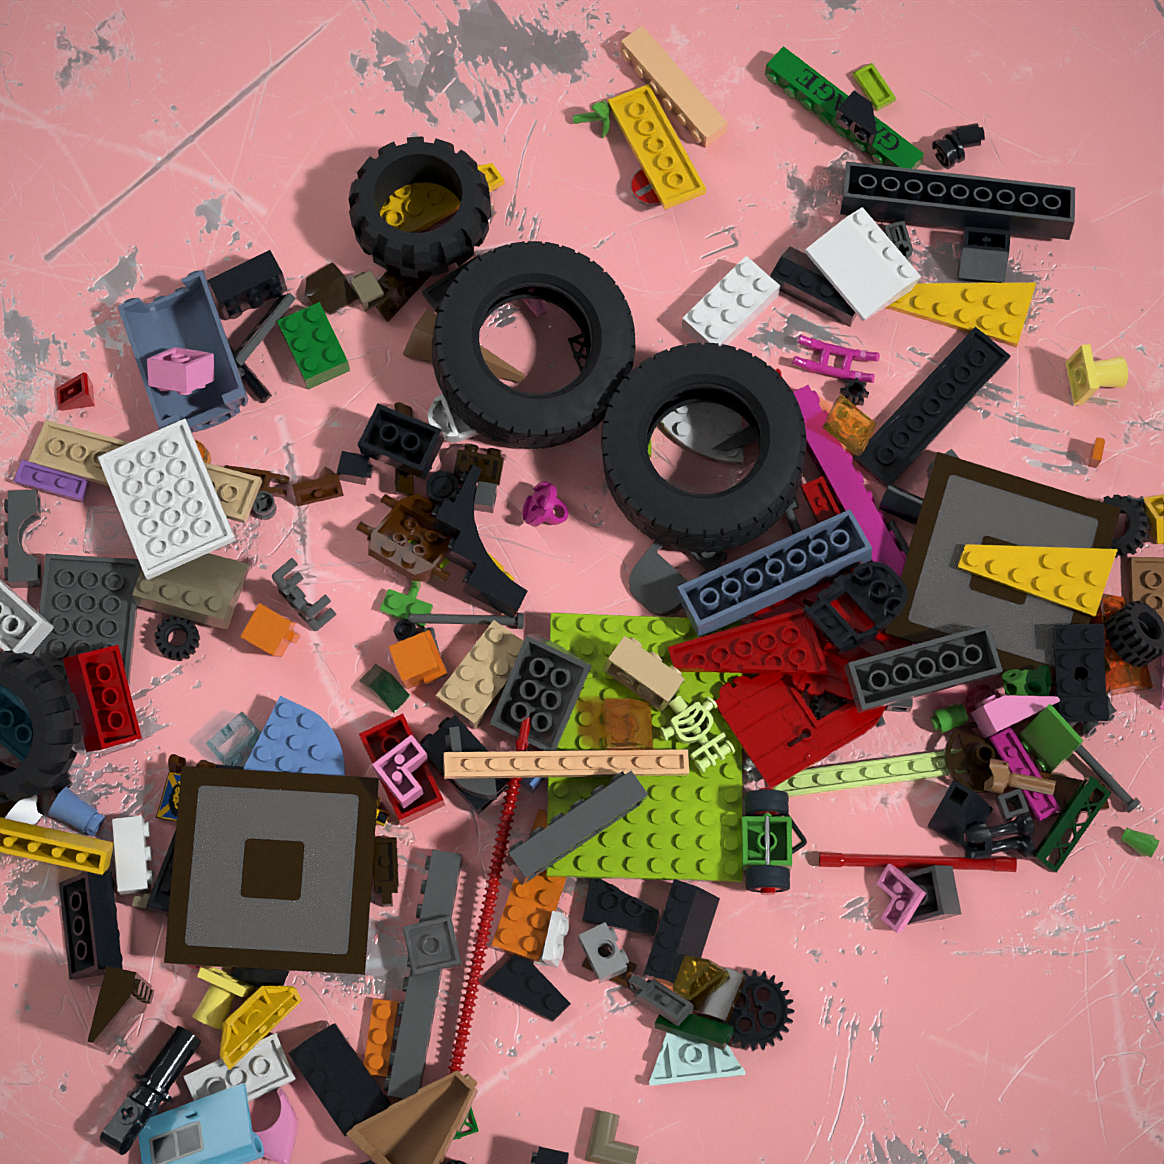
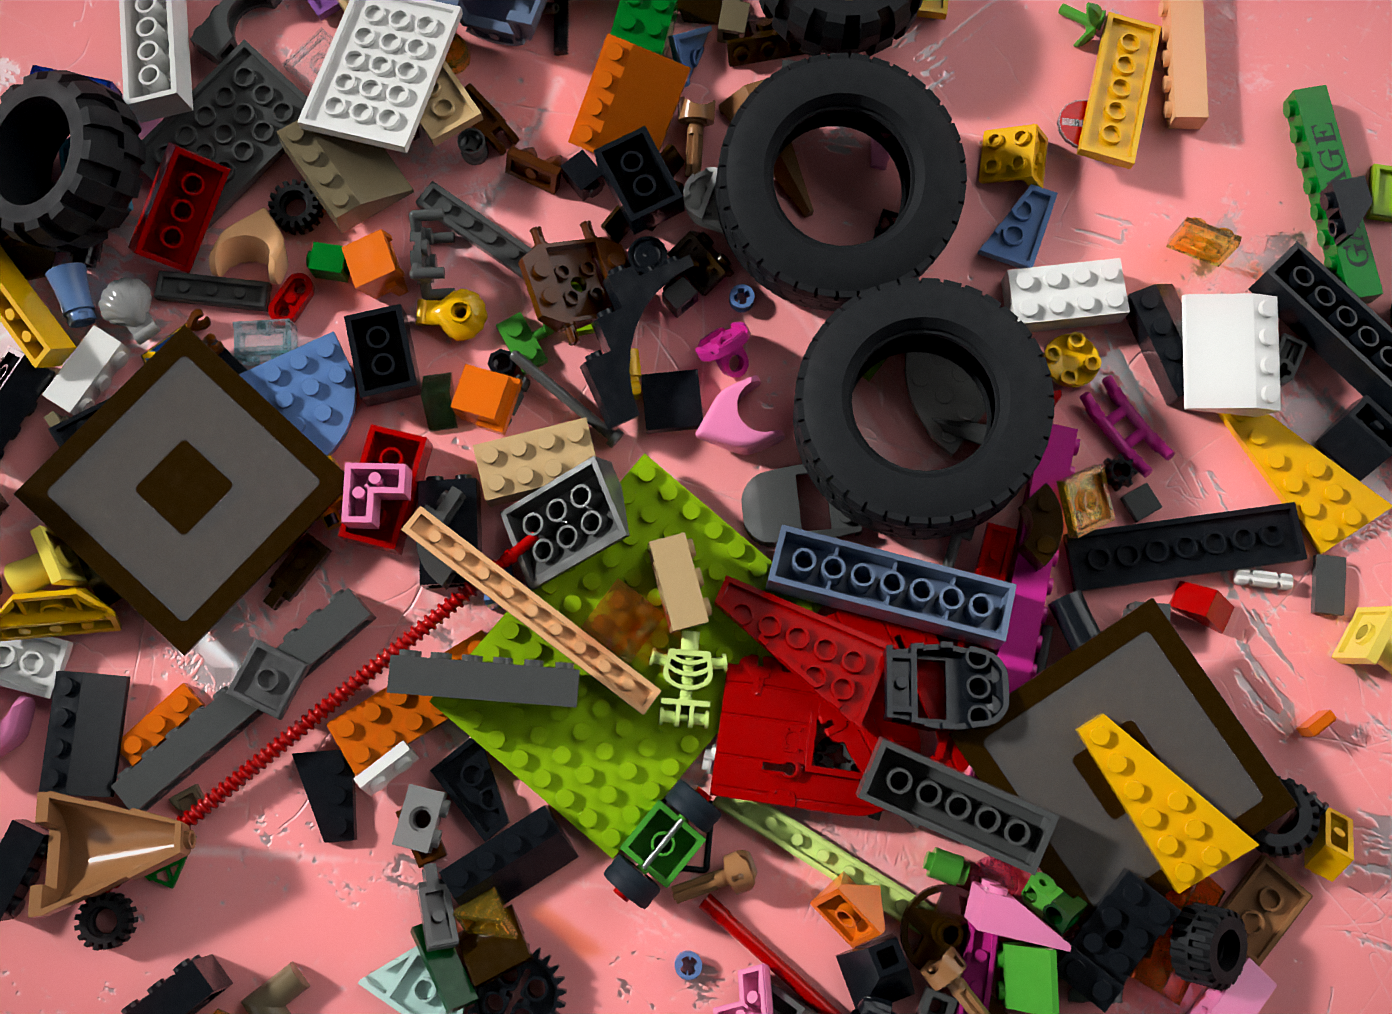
camera: 40 degrees right, 5 degrees up
(120, 789) = (128, 304): none -> light grey animal
(167, 737) = (213, 291): none -> dark grey tile
(172, 678) = (251, 240): none -> light nougat animal
(229, 700) = (289, 298): none -> red plate
(232, 655) = (327, 262): none -> green brick
(316, 557) = (475, 227): none -> dark grey plate
(324, 685) = (383, 355): none -> black brick
(345, 393) = (628, 92): none -> orange slope
(349, 622) = (458, 314): none -> yellow animal
(353, 333) = (688, 47): none -> medium blue tile
(397, 373) = (695, 117): none -> medium nougat piece
(439, 1068) = (189, 796): none -> dark tan tile
(525, 459) = (747, 290): none -> medium blue bush
(537, 568) = (672, 401): none -> black slope
(587, 556) = (727, 430): none -> bright pink animal
(623, 240) = (1014, 155): none -> yellow bracket
(668, 284) = (1022, 230): none -> medium blue wing
(768, 342) = (1072, 360): none -> yellow dish
(788, 205) = (1203, 241): none -> clear yellow plate
(826, 824) = (738, 873): none -> medium nougat piece
(837, 462) = (1042, 527): none -> dark brown brick
(849, 903) = (697, 966): none -> medium blue bush
(883, 400) = (1141, 502): none -> dark grey tile
(914, 789) = (851, 909): none -> orange slope
(972, 434) = (1202, 605): none -> red slope
(995, 389) = (1263, 579): none -> white axle
(1036, 362) = (1328, 585): none -> dark grey tile

